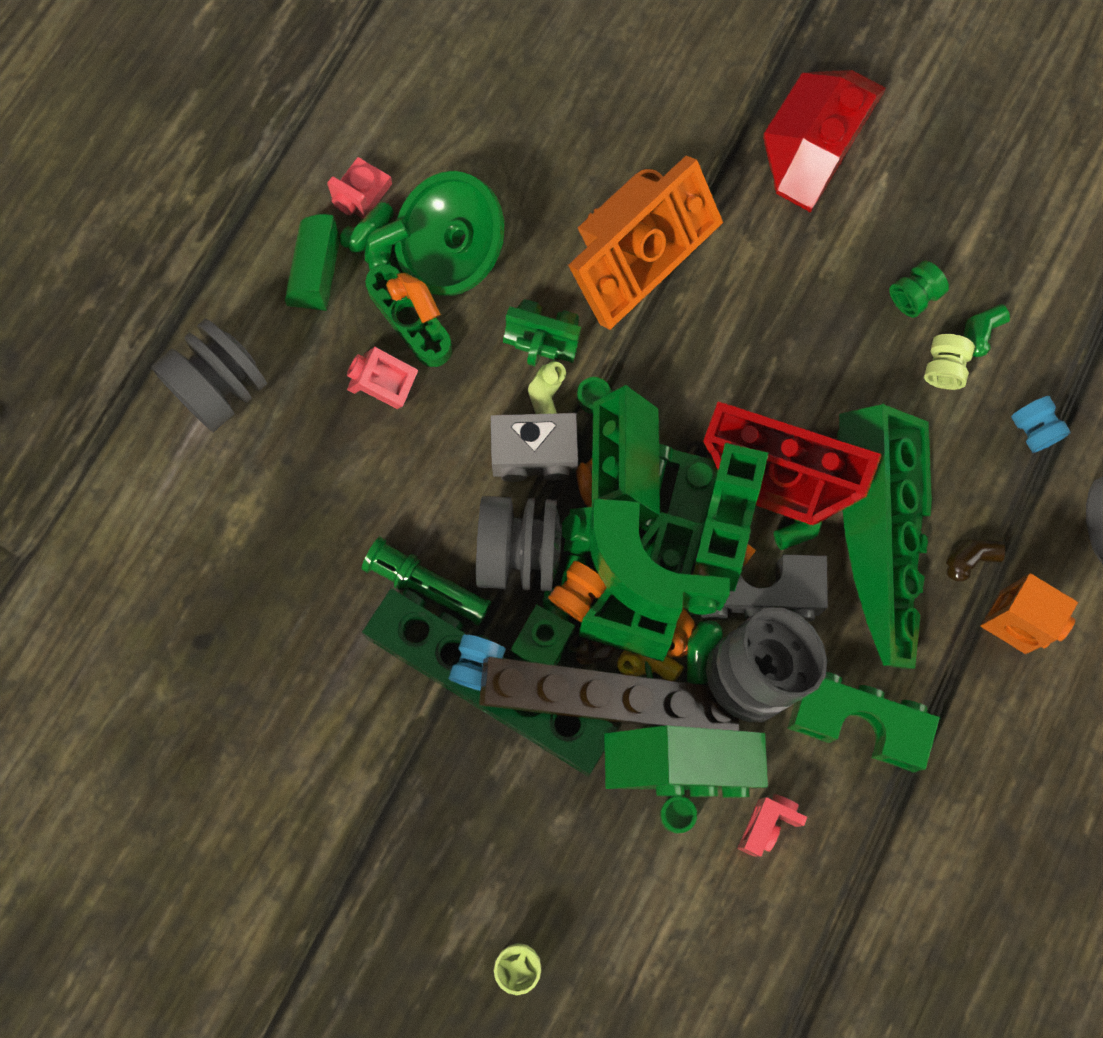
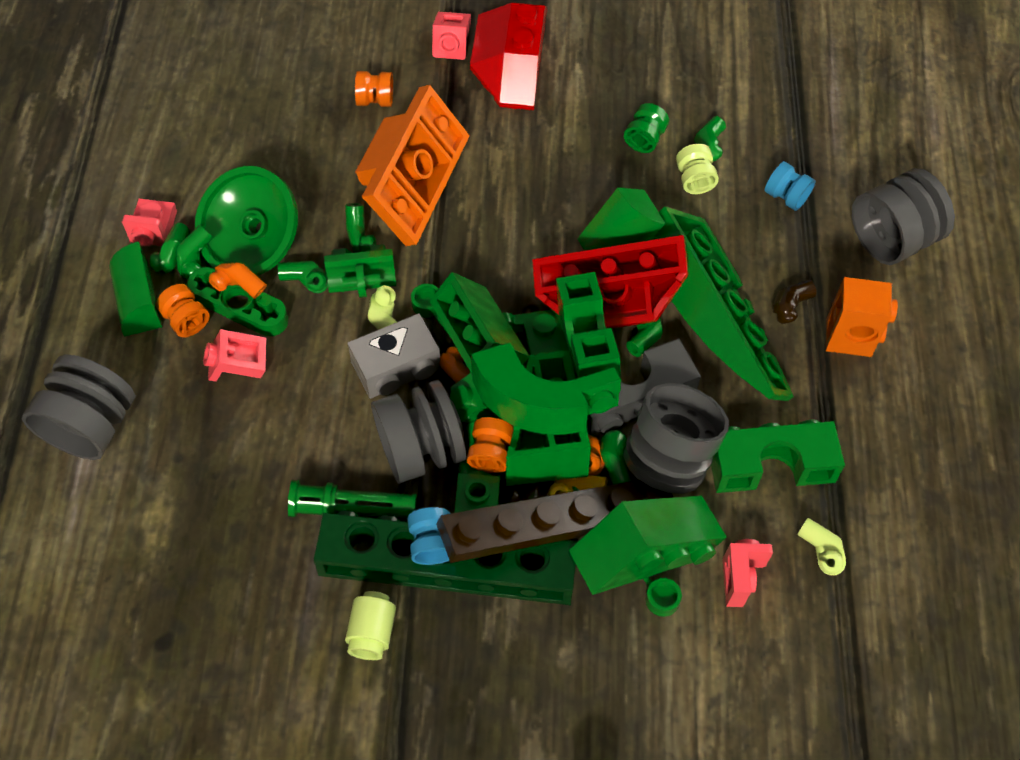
camera: 25 degrees left, 15 degrees down
(349, 304) = (185, 314): none -> orange wheel
(390, 716) = (370, 625): none -> yellowish green brick
(489, 312) = (306, 272): none -> green arm
(558, 284) = (356, 228): none -> green arm
(649, 121) = (374, 88): none -> orange wheel
(762, 84) = (450, 35): none -> coral bracket
(830, 403) = (623, 219): none -> green brick
(867, 838) = (828, 547): none -> yellowish green arm

